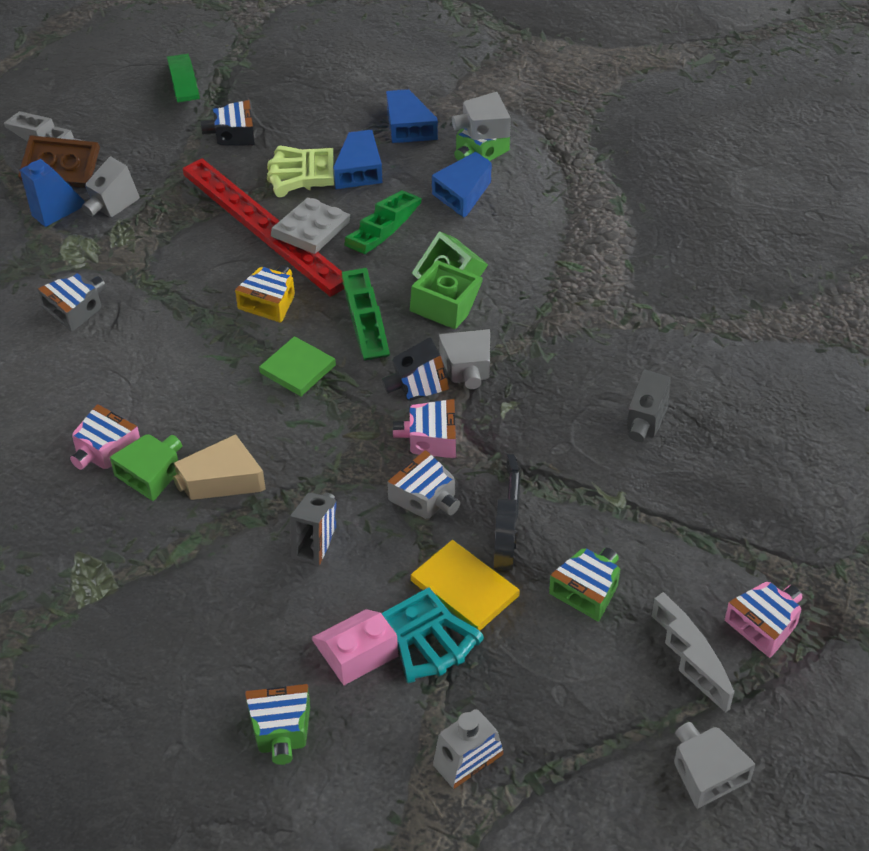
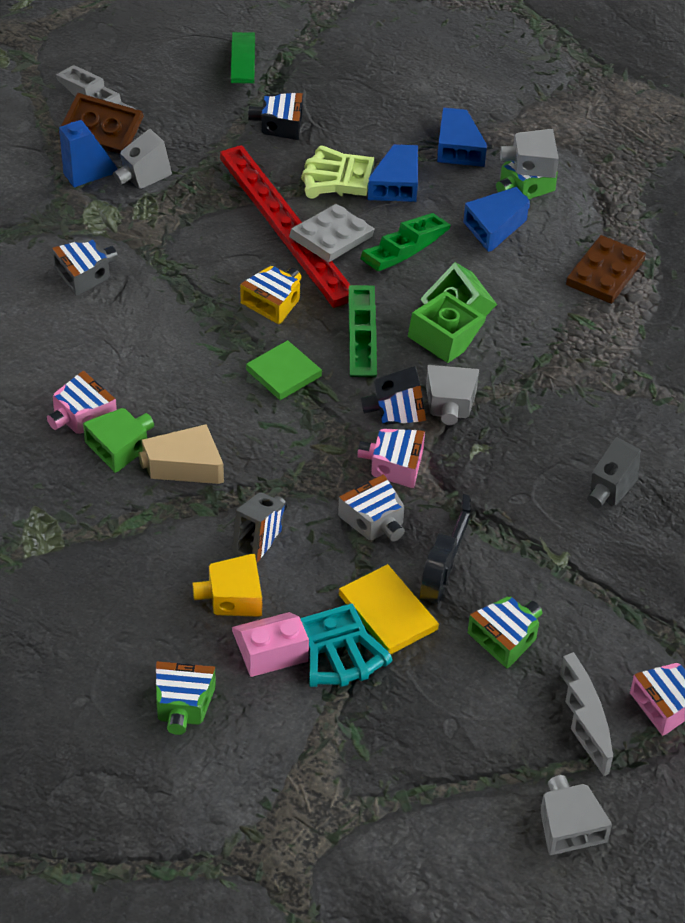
camera: 10 degrees right, 0 degrees up
(303, 595) = (232, 587): none -> yellow torso
(466, 748) = (347, 754): light grey torso -> none
(578, 213) = (605, 269): none -> reddish brown plate

